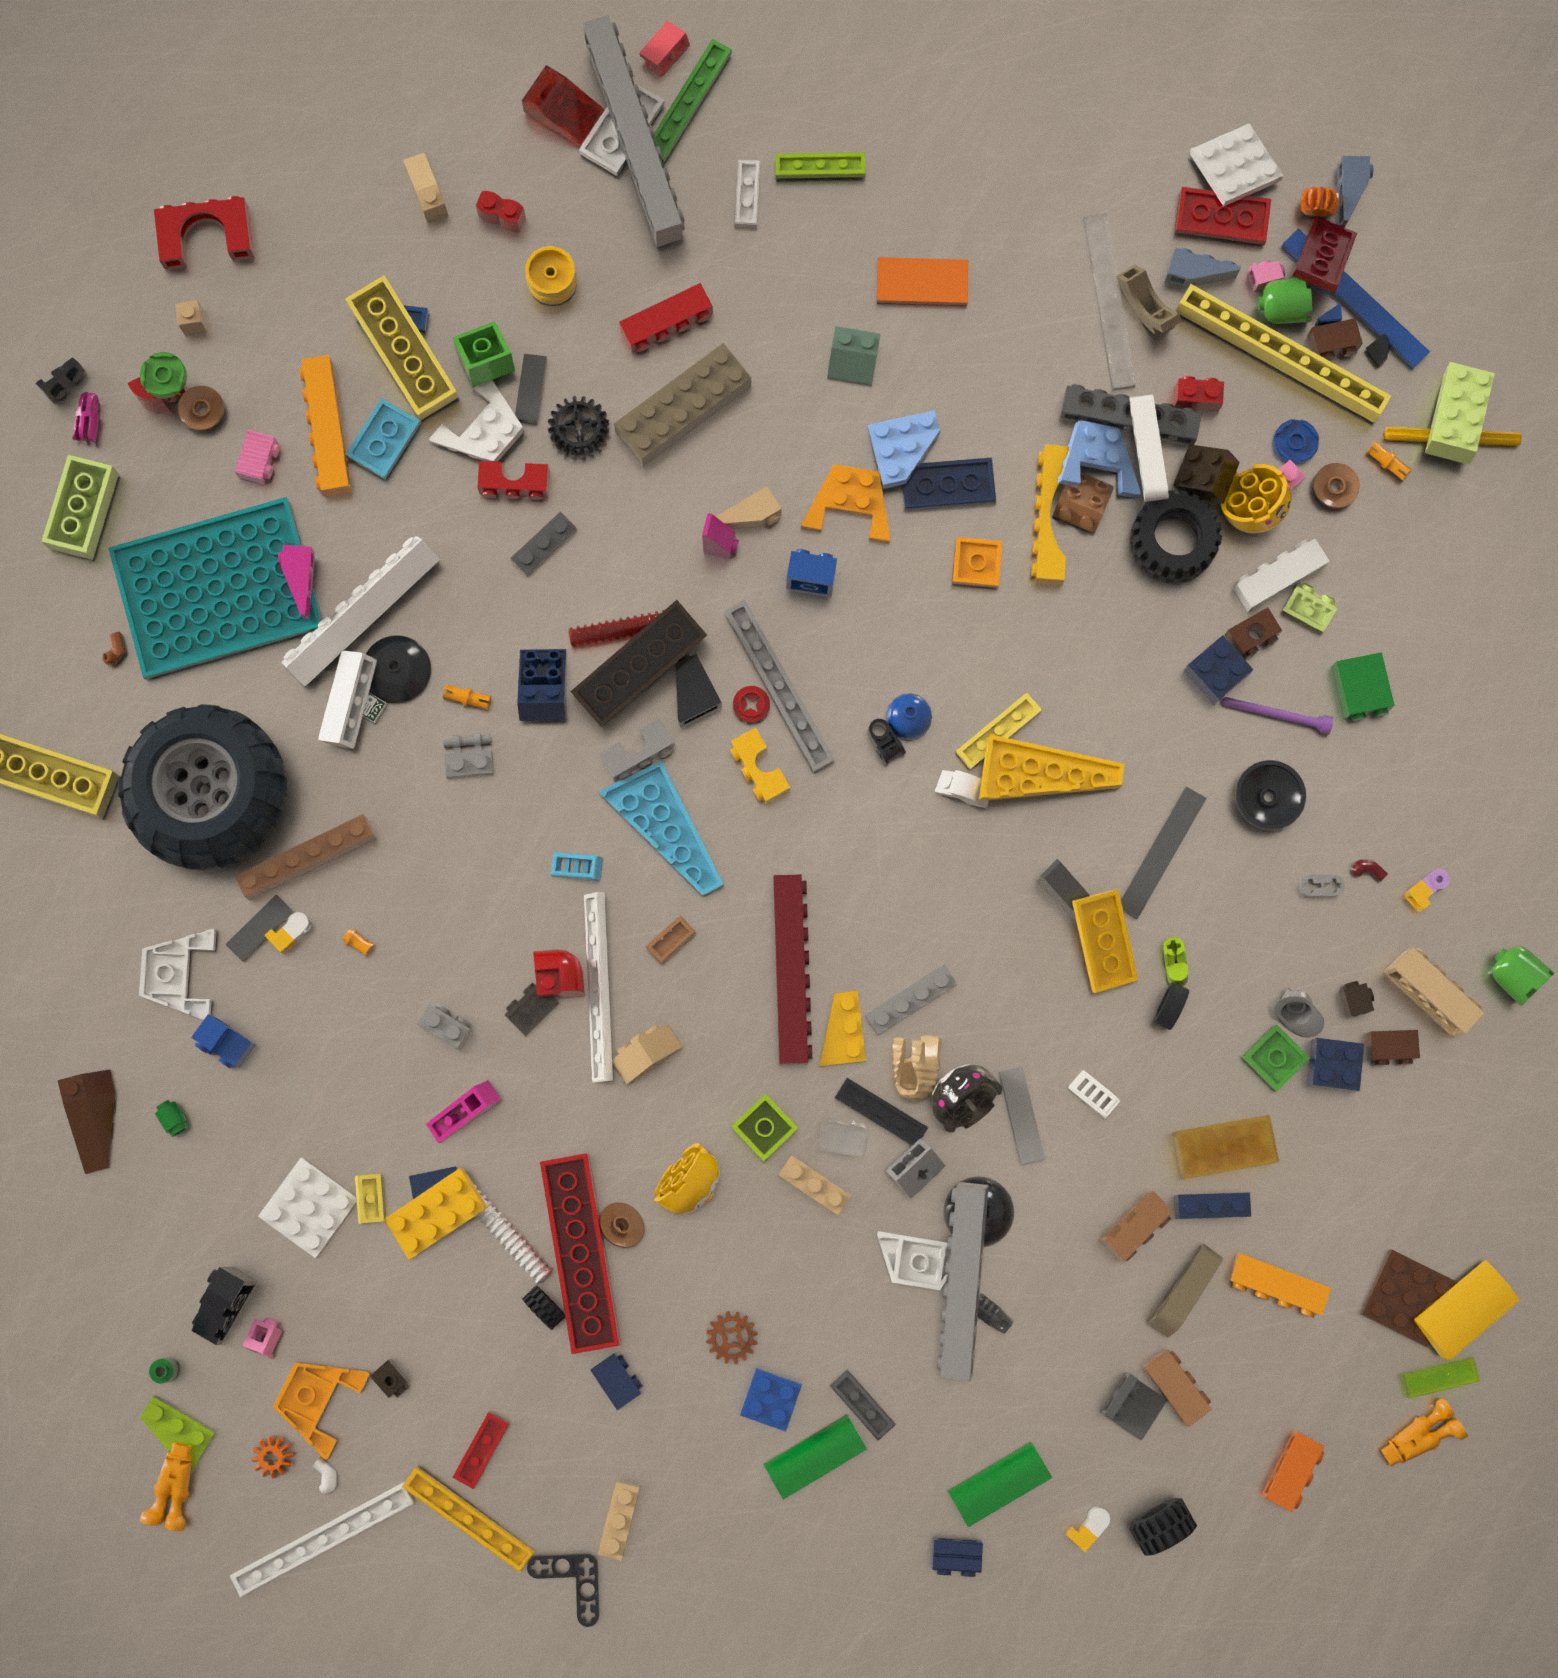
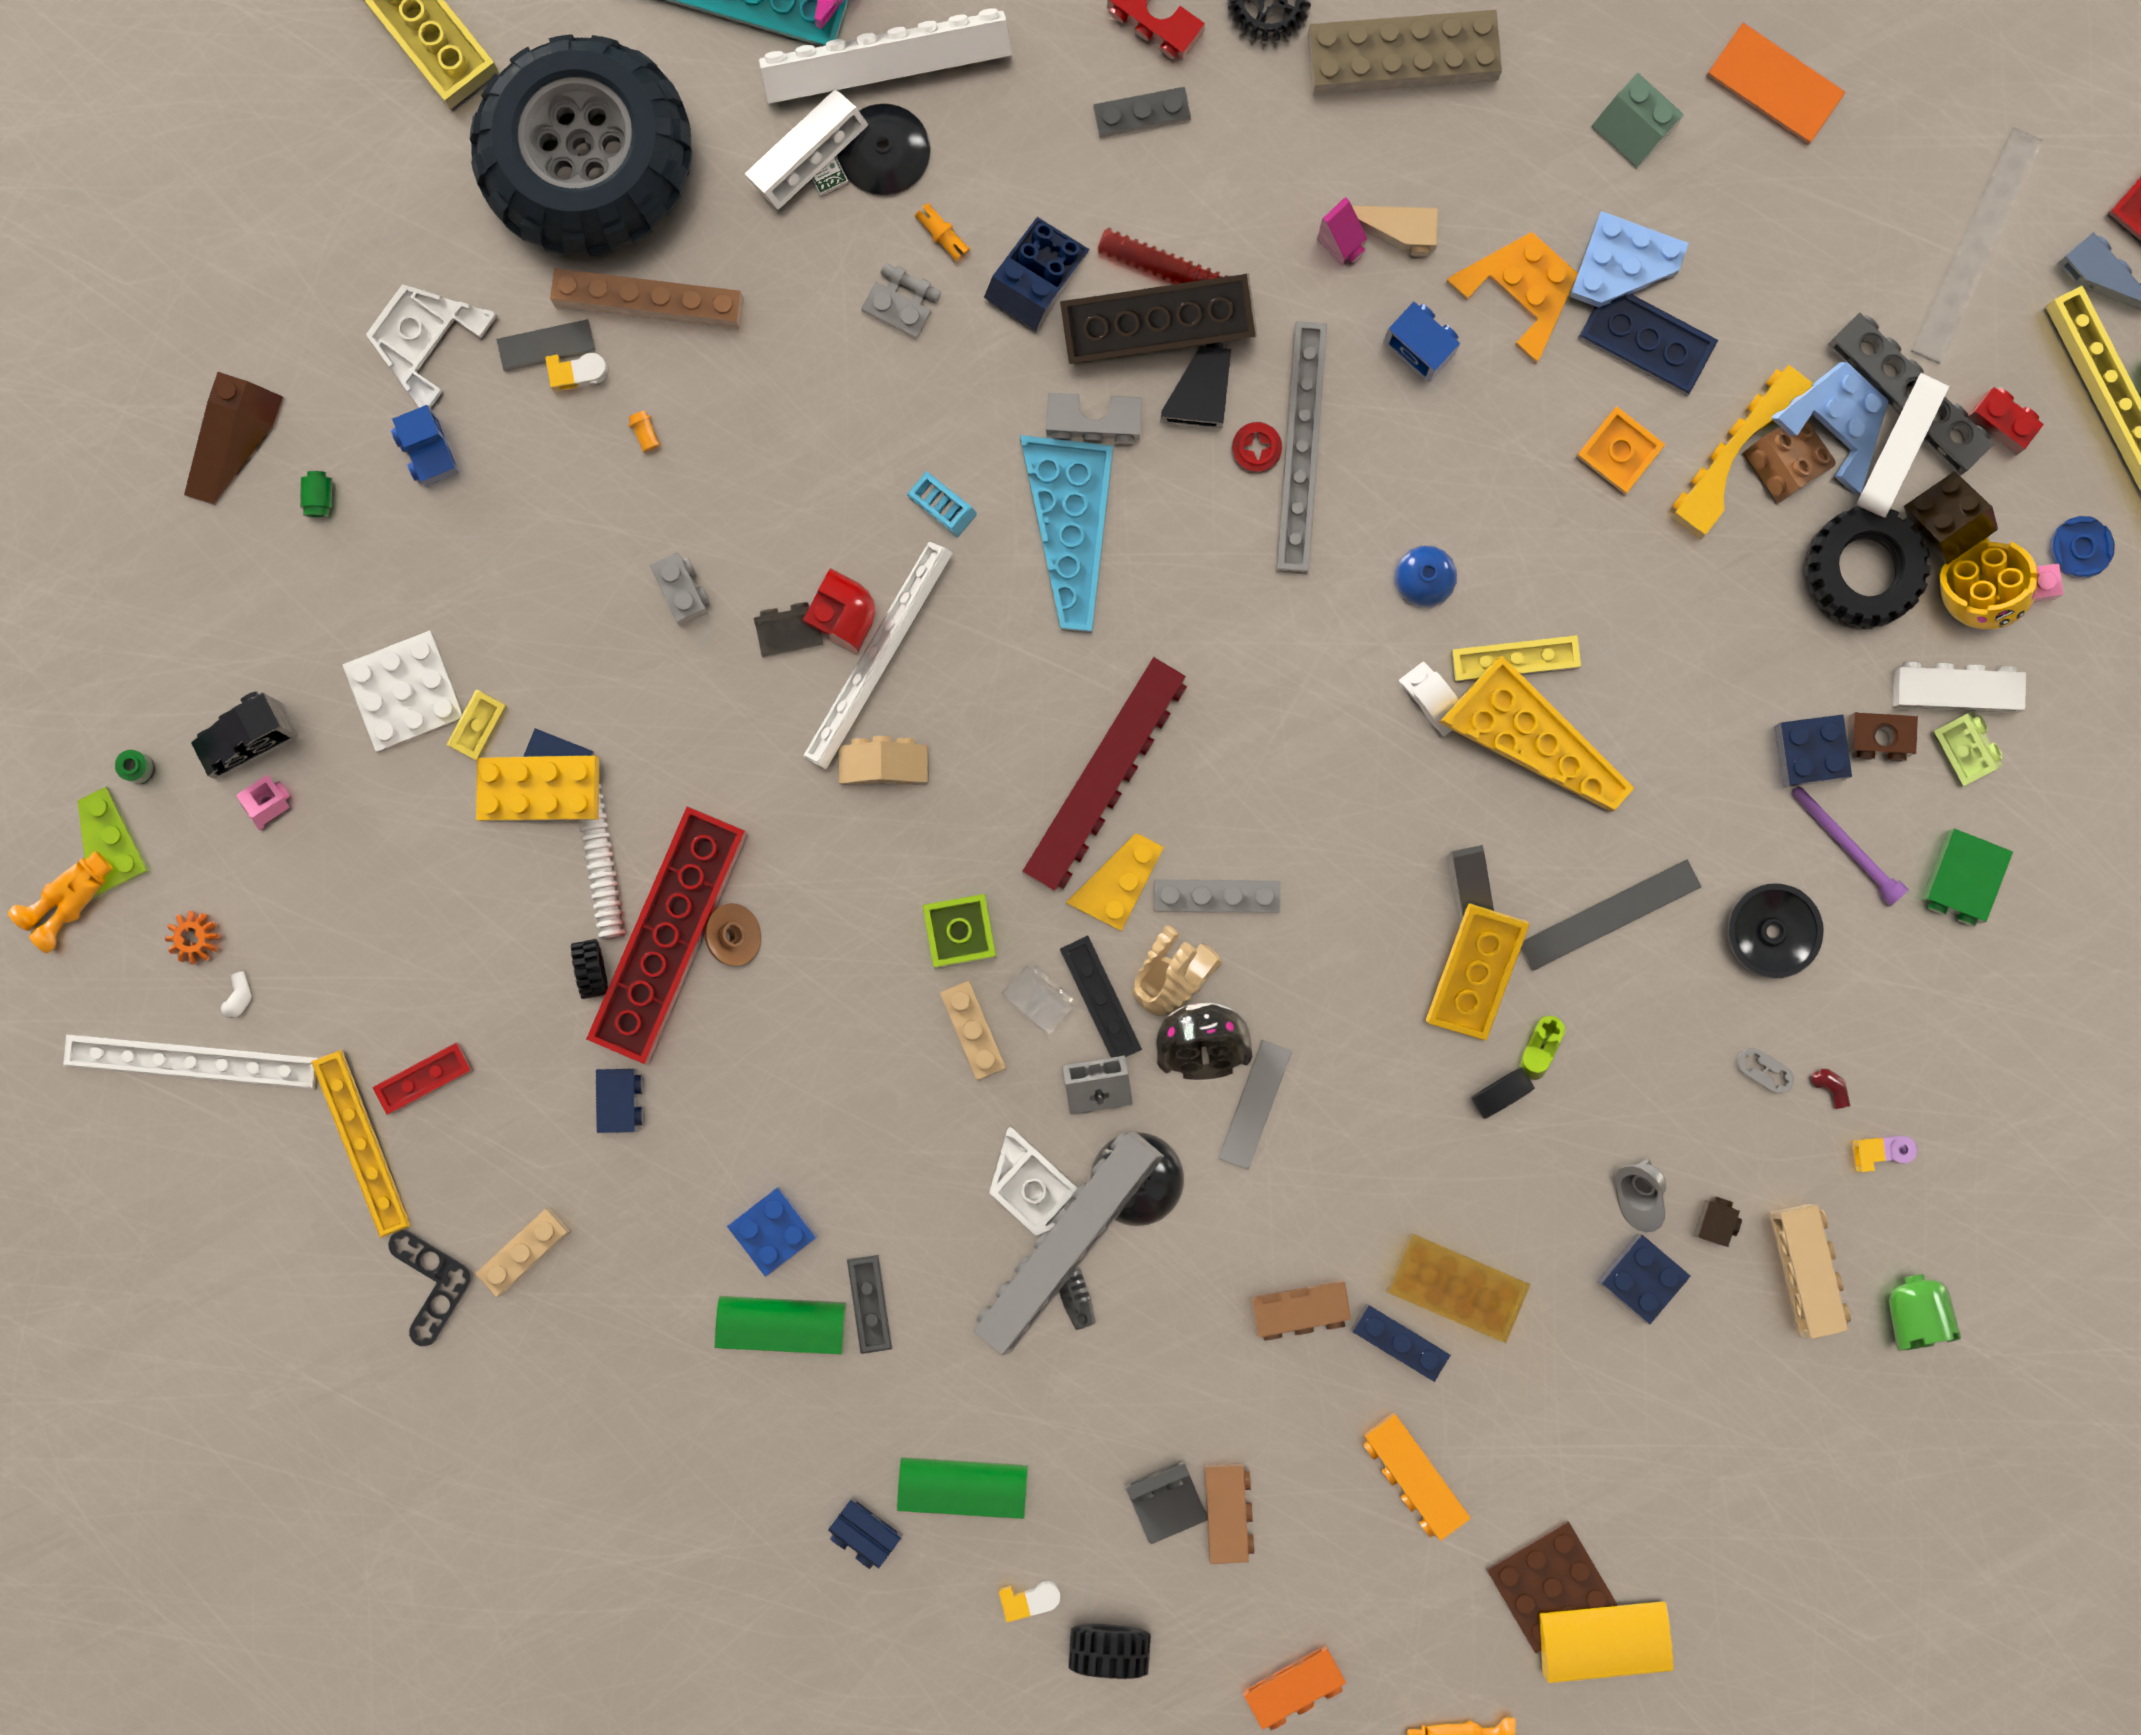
camera: 35 degrees right, 5 degrees up
(307, 1396) = (273, 895): light orange wing -> none
(390, 1379) = (373, 937): dark brown brick -> none
(463, 1111) = (640, 695): dark pink slope -> none
(670, 939) = (992, 654): medium nougat plate -> none
(688, 1182) = (836, 935): yellow cylinder -> none
(722, 1351) = (787, 1131): dark orange gear -> none
(768, 784) = (1219, 496): yellow arch -> none
(885, 742) = (1380, 588): black piece -> none
(1103, 1113) = (1366, 1143): white slope -> none
(1145, 302) = (2018, 272): dark tan arch -> none
(1186, 1292) = (1308, 1416): dark tan beam -> none
(1276, 1057) = (1583, 1227): bright green plate -> none
(1339, 475) = (2104, 616): medium nougat dish -> none
(1392, 1046) = (1723, 1300): reddish brown brick -> none
(1440, 1377) = (1527, 1696): clear neon green plate -> none

